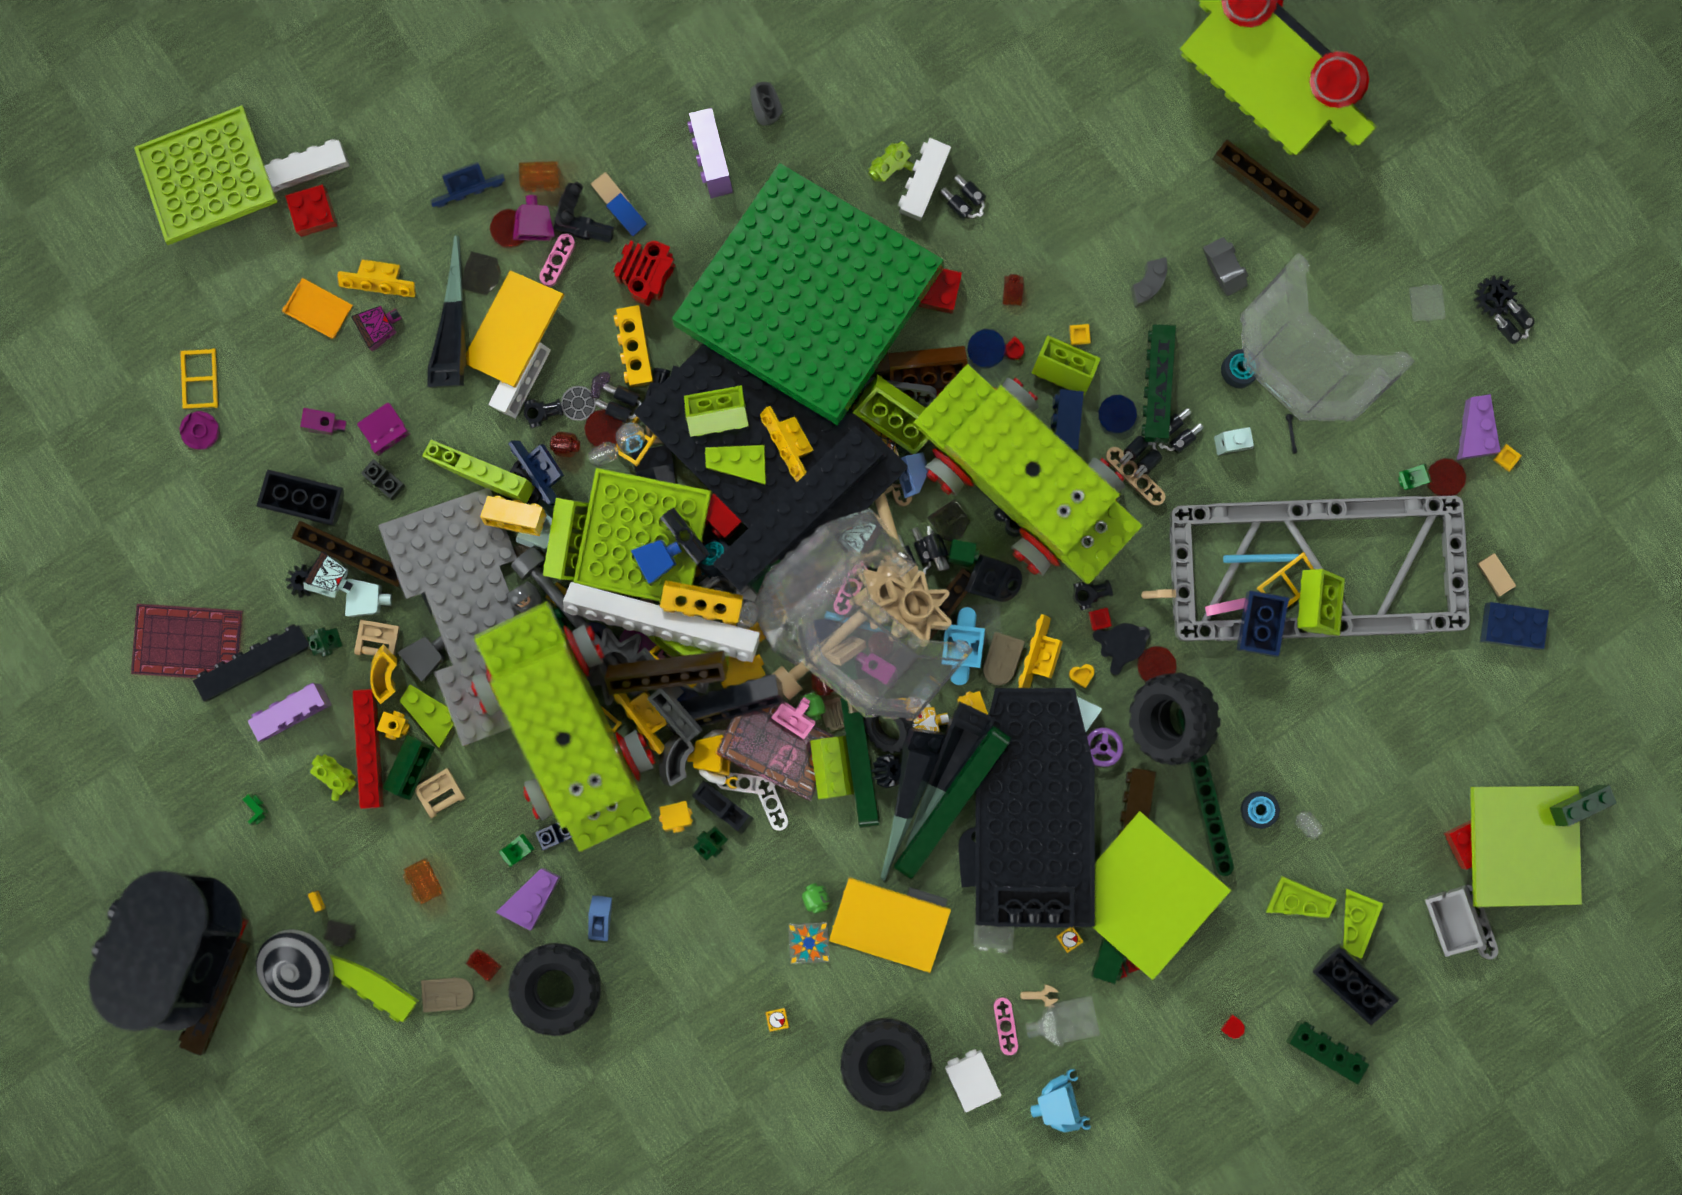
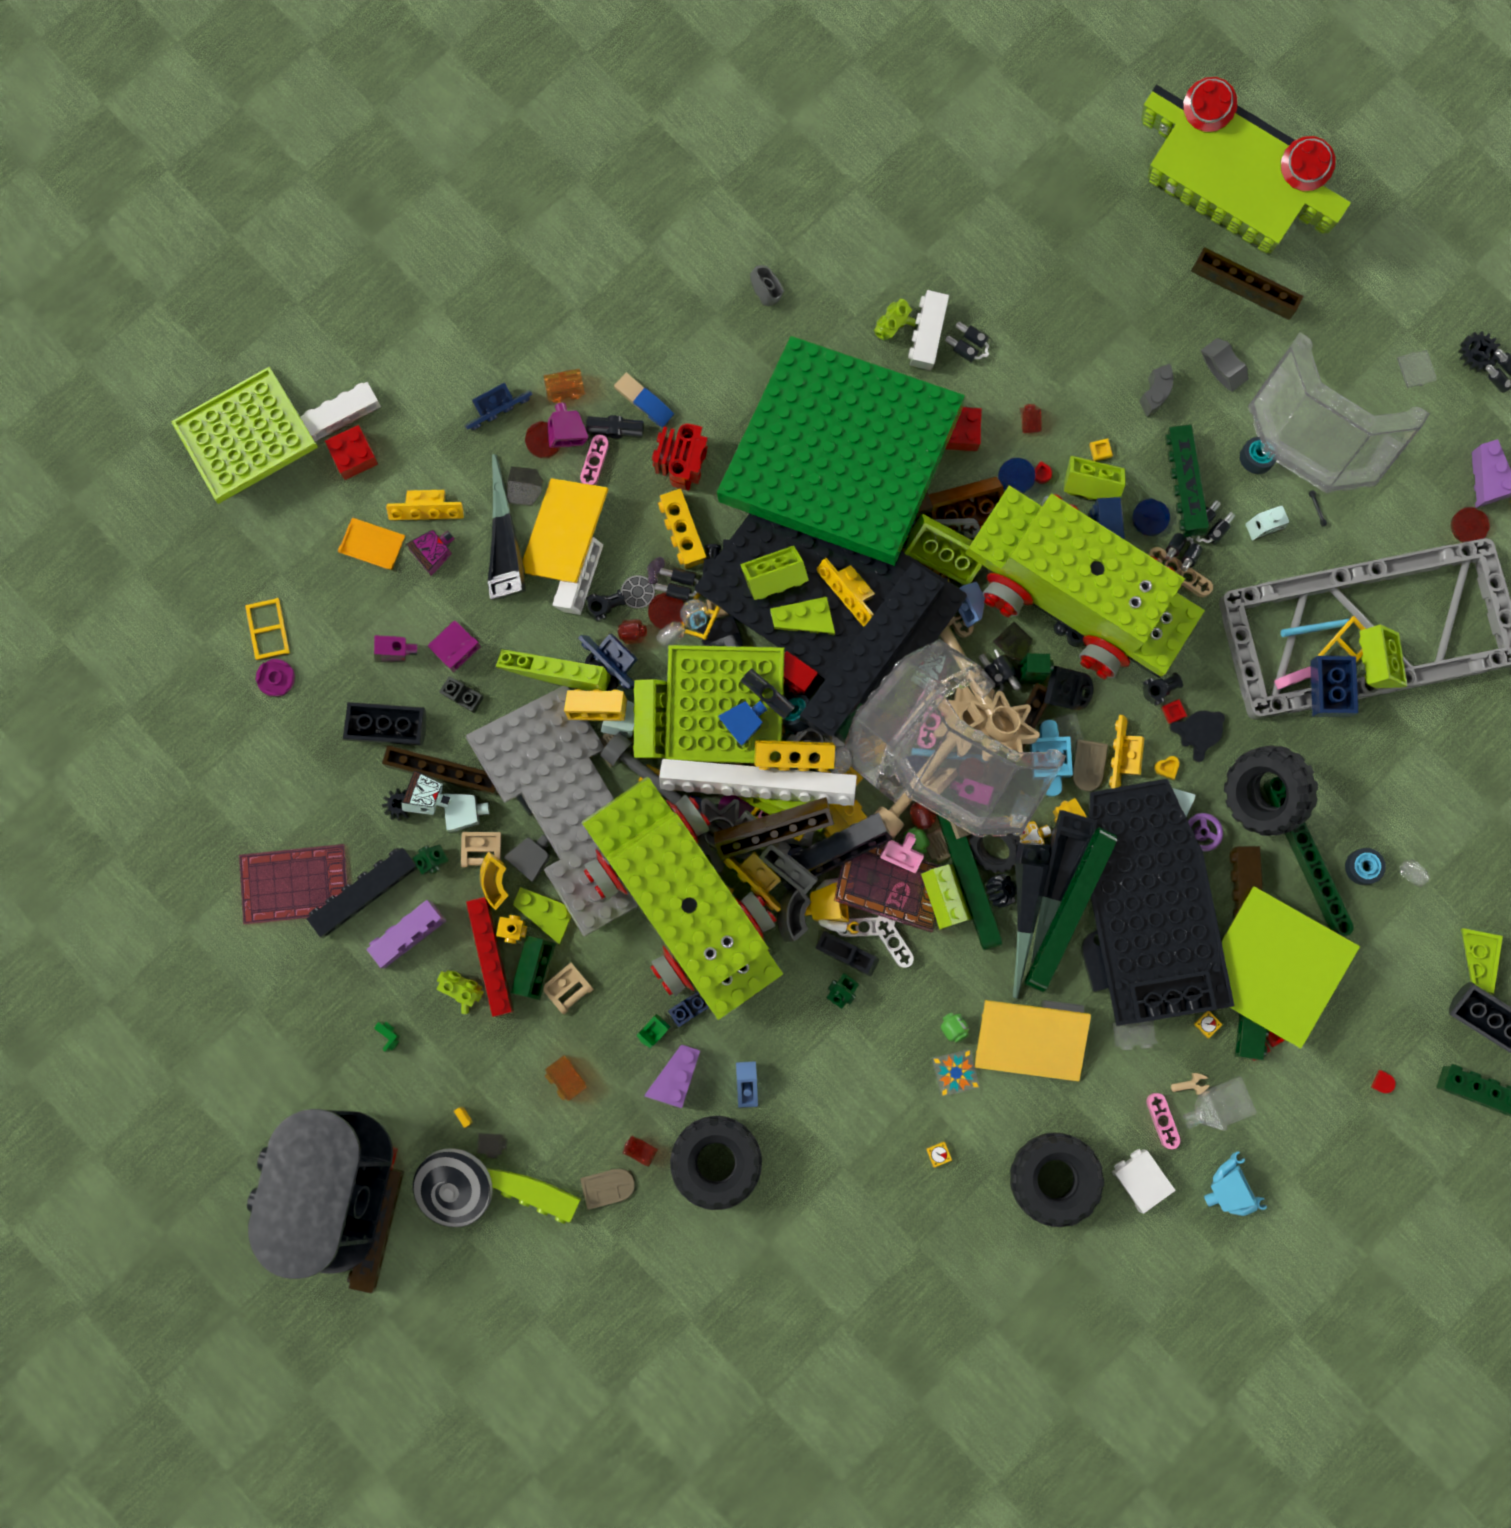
camera: 15 degrees left, 5 degrees down
(524, 597) = (618, 781): dark grey piece -> none
(567, 204) = (596, 405): black piece -> none
(675, 817) = (803, 971): yellow head -> none
(710, 153) = (723, 338): wedge -> none
(1156, 662) = (1234, 744): clear red tile -> none
(1165, 593) = (1231, 675): tan bar -> none
(1299, 899) = (1417, 946): lime wing -> none
(1414, 477) = (1442, 528): green bracket -> none

